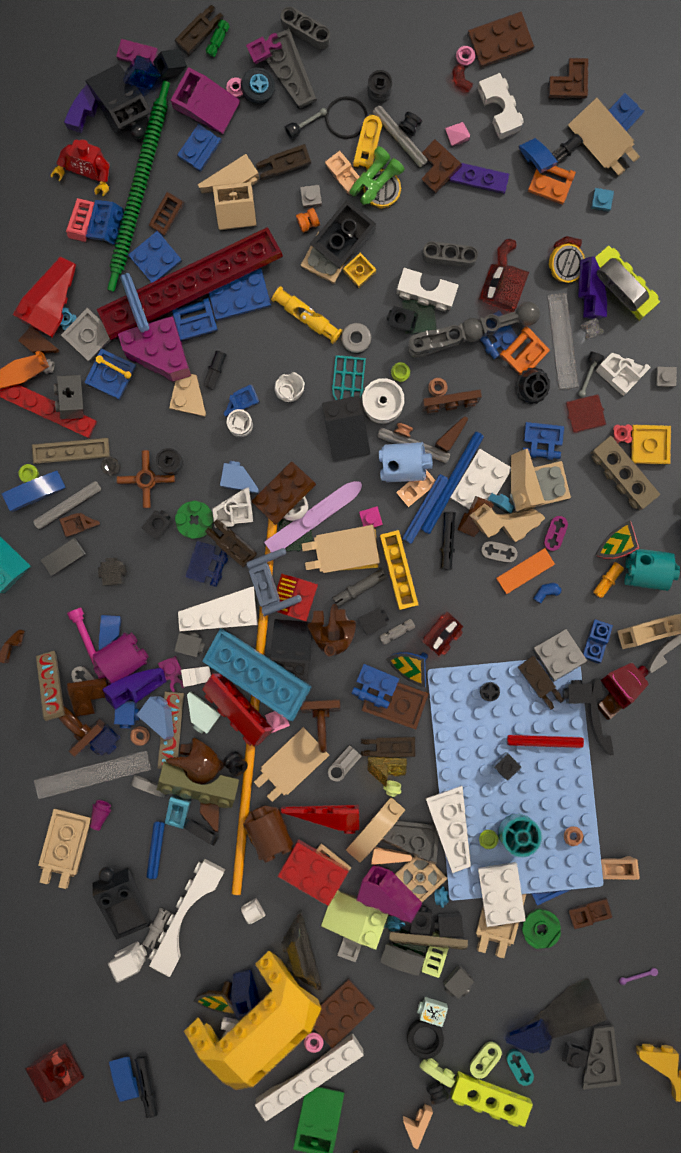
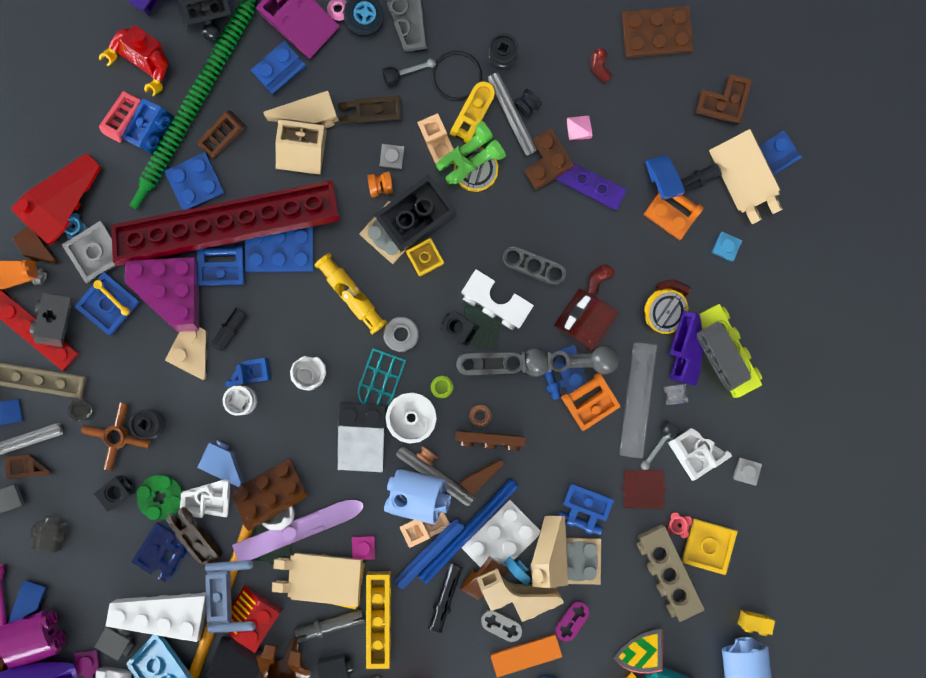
camera: 15 degrees right, 0 degrees up
(134, 302) = (154, 230): medium blue axle -> none
(465, 50) = (611, 33): bright pink plate -> none
(495, 91) = (636, 89): white arch -> none
(533, 385) = (590, 442): black piece -> none

